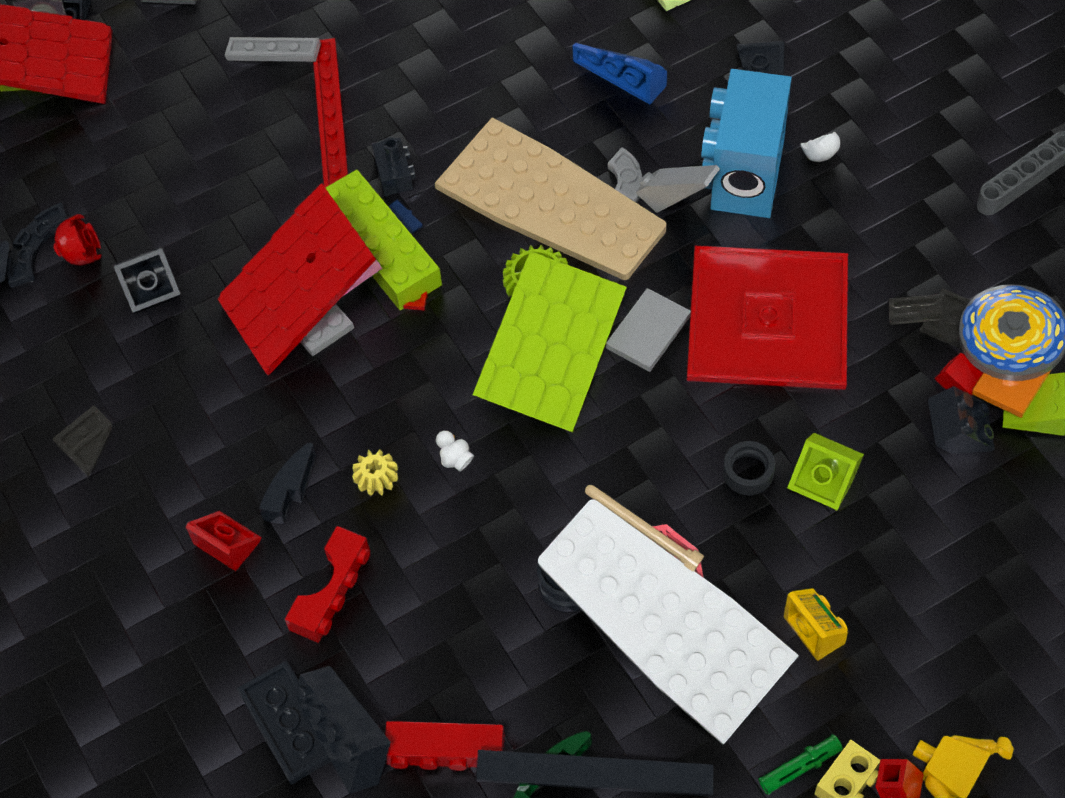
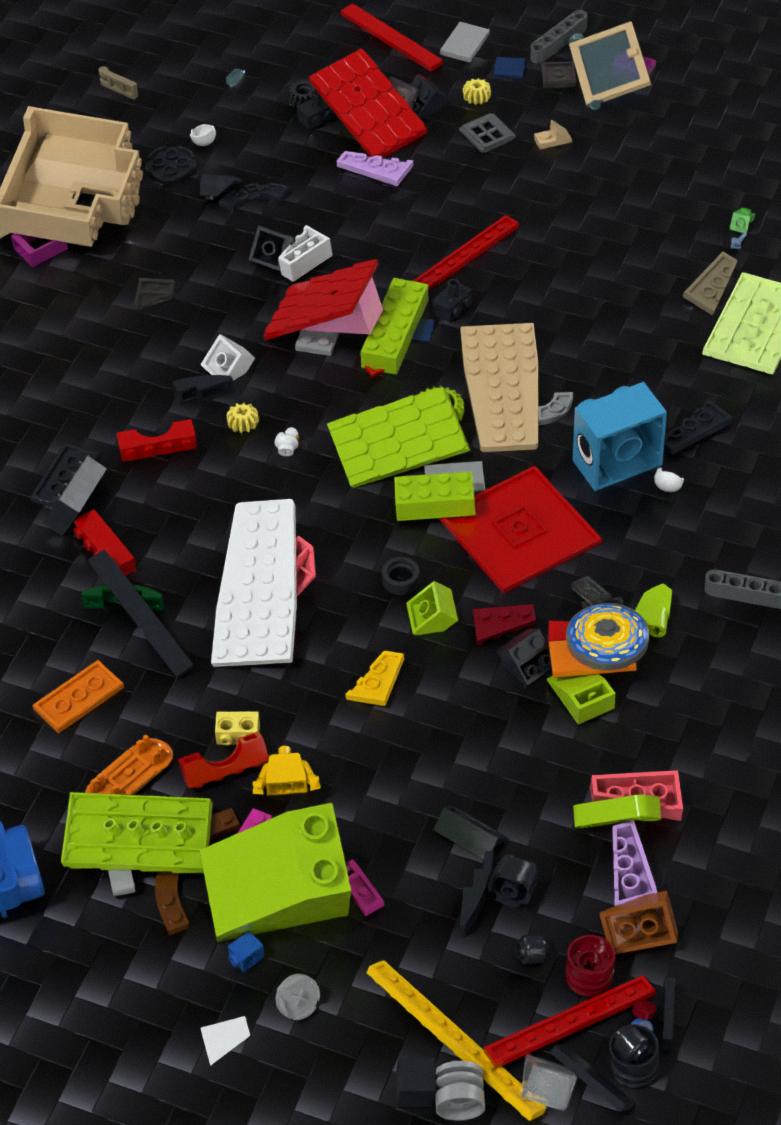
camera: 50 degrees right, 10 degrees down
(76, 241) = (269, 207): red cylinder -> none
(129, 102) = (375, 167): none -> lavender wing
(187, 251) = (305, 254): none -> white wedge
(223, 538) = (145, 382): red slope -> none
(270, 432) = (227, 358): none -> white slope
(272, 49) = (482, 202): light grey tile -> none
(629, 73) = (631, 361): blue wedge -> none
(670, 361) = (434, 496): none -> lime brick
(674, 184) = (557, 423): light grey wedge -> none
(690, 558) = (300, 569): tan piece -> none
(800, 764) = (206, 697): green pin -> none
(814, 622) = (322, 657): yellow slope -> none
(882, 586) = (379, 681): none -> yellow wing
(886, 417) = (500, 620): none -> dark red wing
(986, 266) = (656, 609): none -> lime panel

